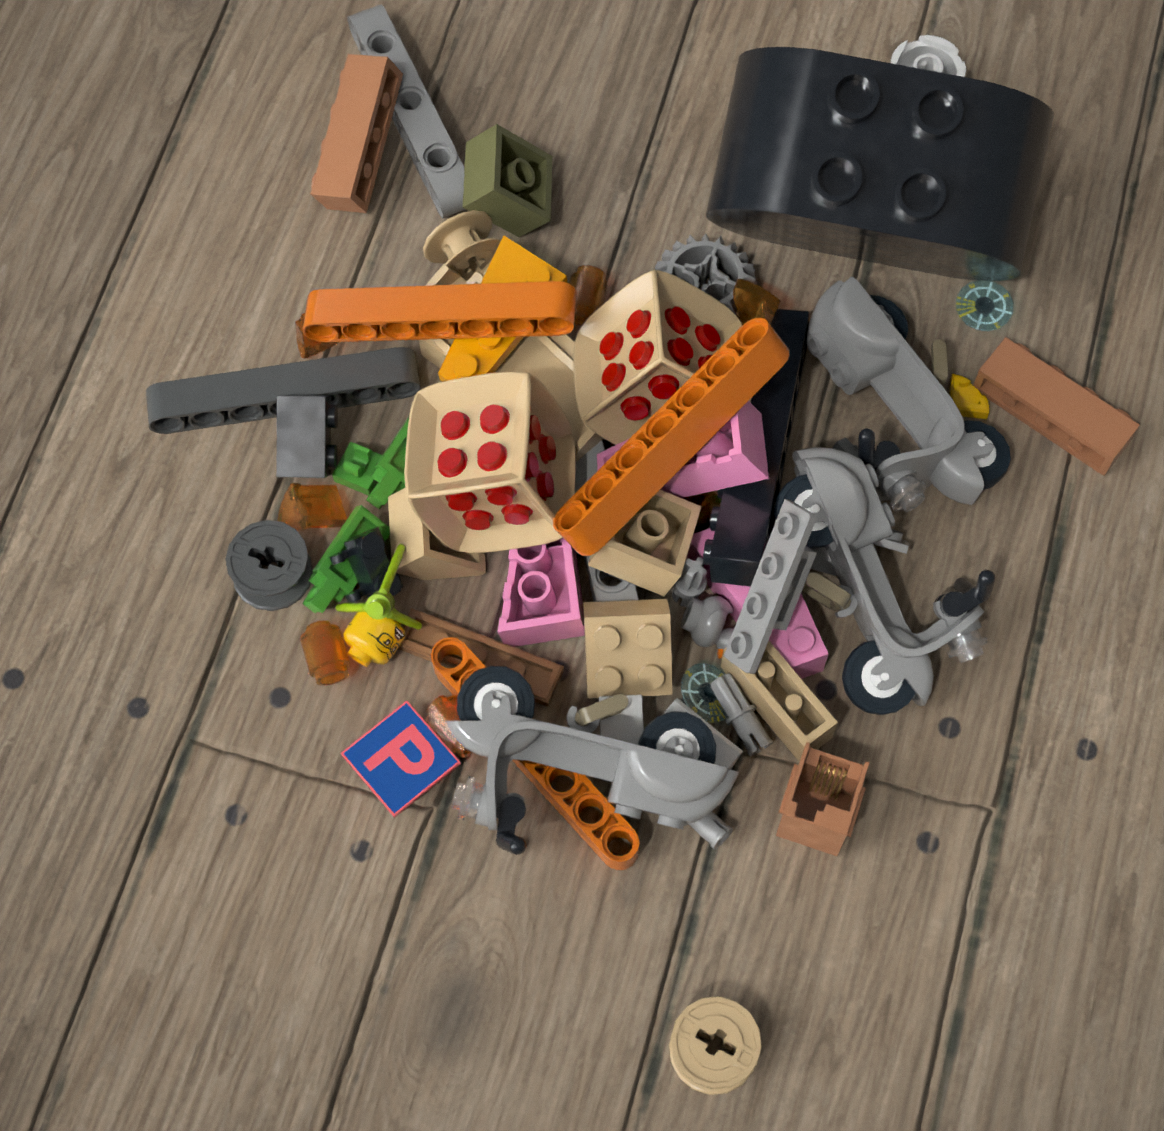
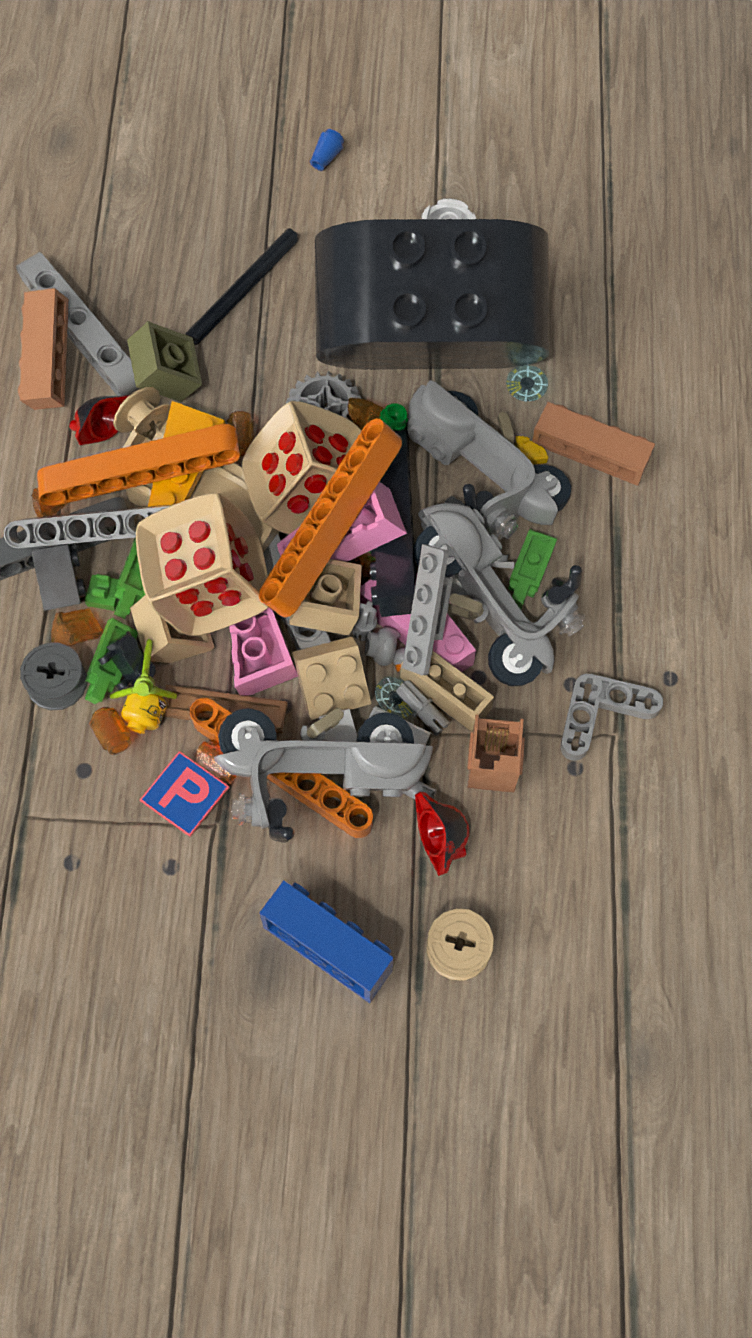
camera: 15 degrees left, 0 degrees up
(328, 377) = (66, 529): none -> light grey beam
(401, 239) = (95, 419): none -> red hat
(539, 999) = (327, 940): none -> blue brick
(635, 99) = (242, 285): none -> black axle
(727, 887) = (442, 831): none -> red hat
(794, 309) = (394, 416): none -> green plate
(931, 555) = (531, 566): none -> bright green hinge
(985, 757) = (600, 699): none -> light grey beam

